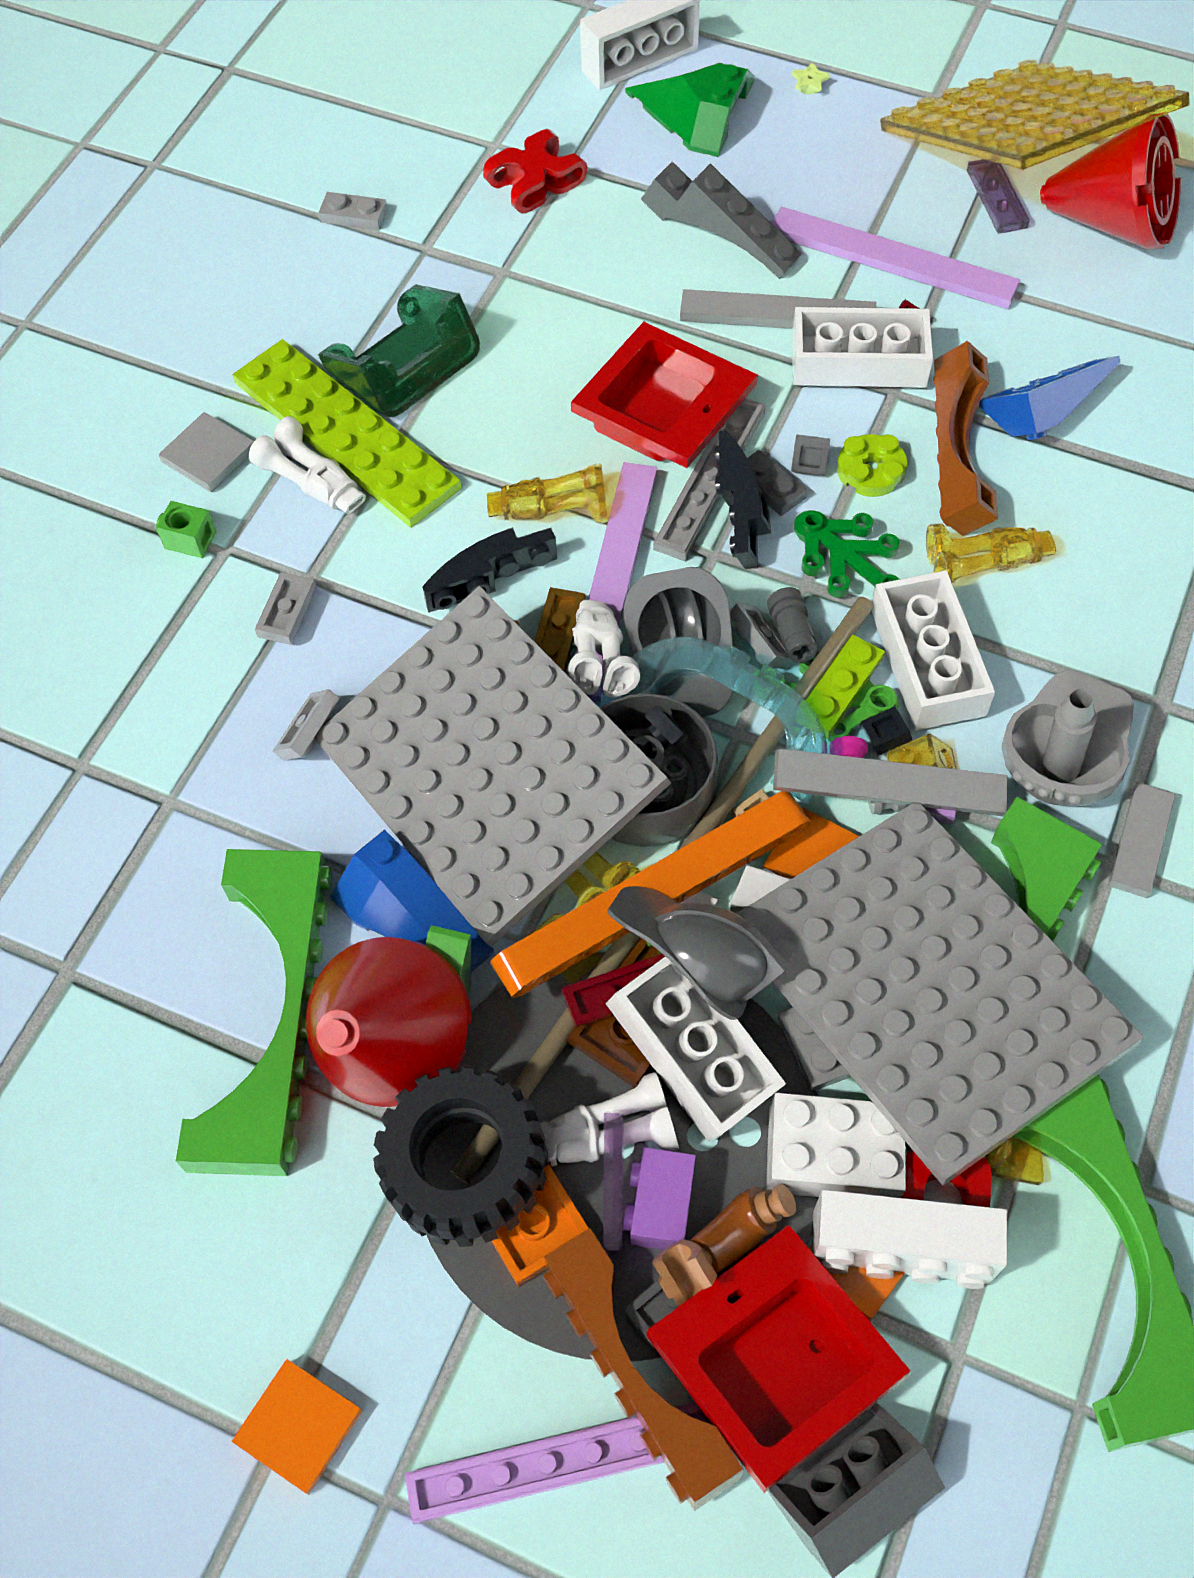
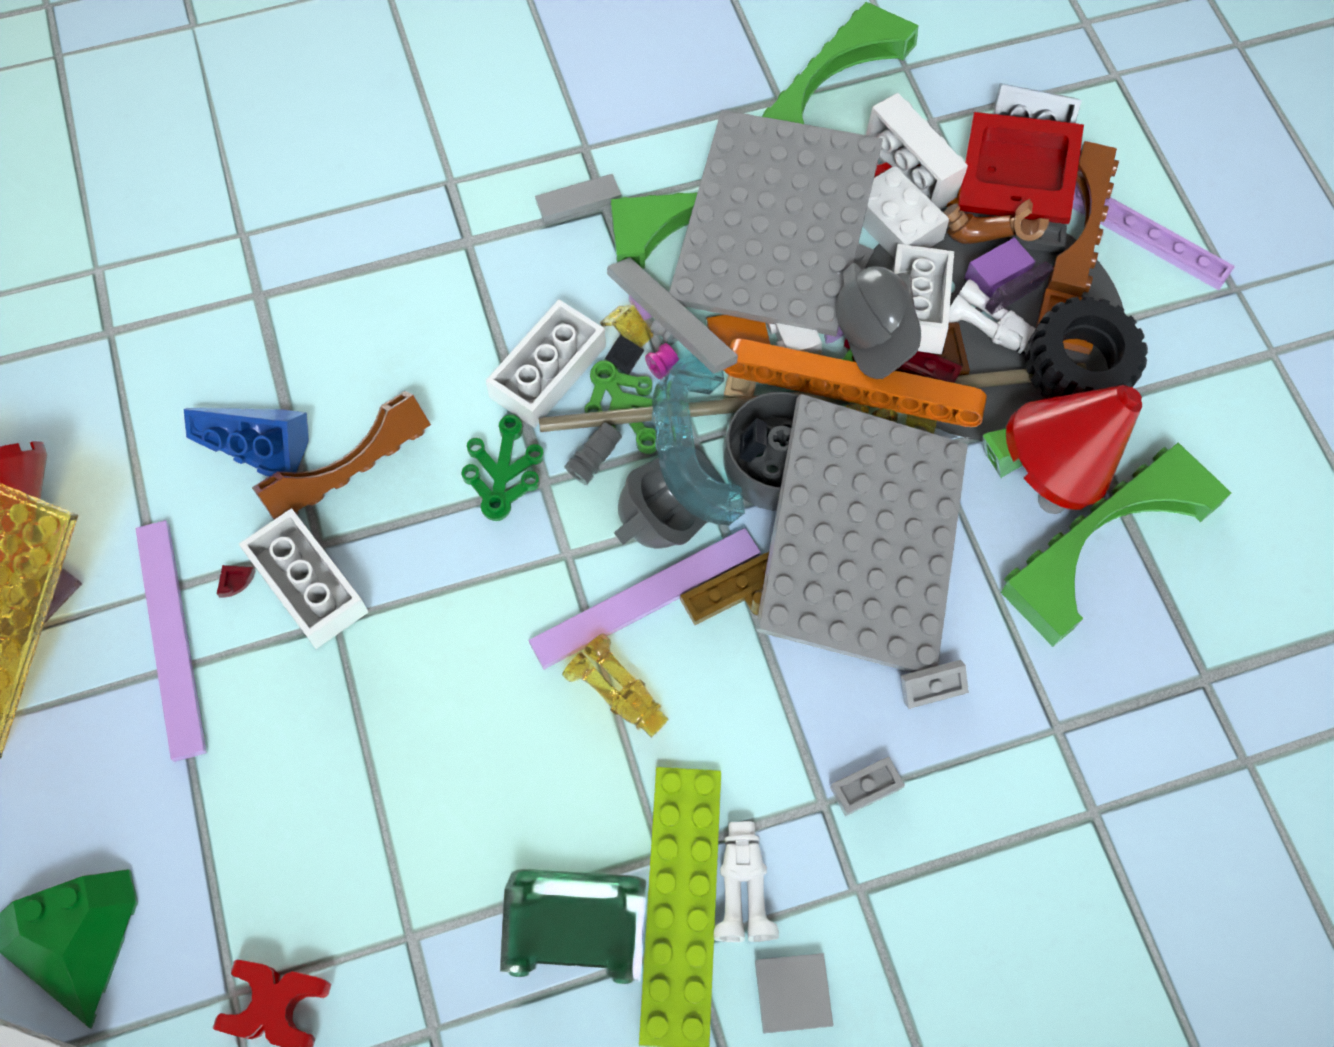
camera: 135 degrees left, 5 degrees up
(186, 529) = (879, 910): bright green brick -> none
(297, 1426) = (1256, 345): orange tile -> none
(397, 898) = (982, 529): blue wedge -> none
(484, 562) = (726, 684): black slope -> none
(599, 633) = (709, 550): white piece -> none
(663, 395) = (465, 679): red piece -> none
(699, 493) = (501, 604): light grey tile -> none
(720, 208) = (223, 794): dark grey arch -> none
(745, 499) = (510, 559): black slope -> none
(752, 308) = (298, 679): light grey tile -> none
(755, 629) = (616, 469): light grey plate -> none
(778, 486) = (476, 561): dark grey plate -> none
(810, 455) = (434, 546): dark grey tile -> none
(844, 681) = (612, 396): lime plate -> none
(872, 448) = (404, 492): lime plate -> none
(1006, 547) = (420, 377): clear yellow piece -> none
(1070, 740) = (555, 247): light grey piece -> none

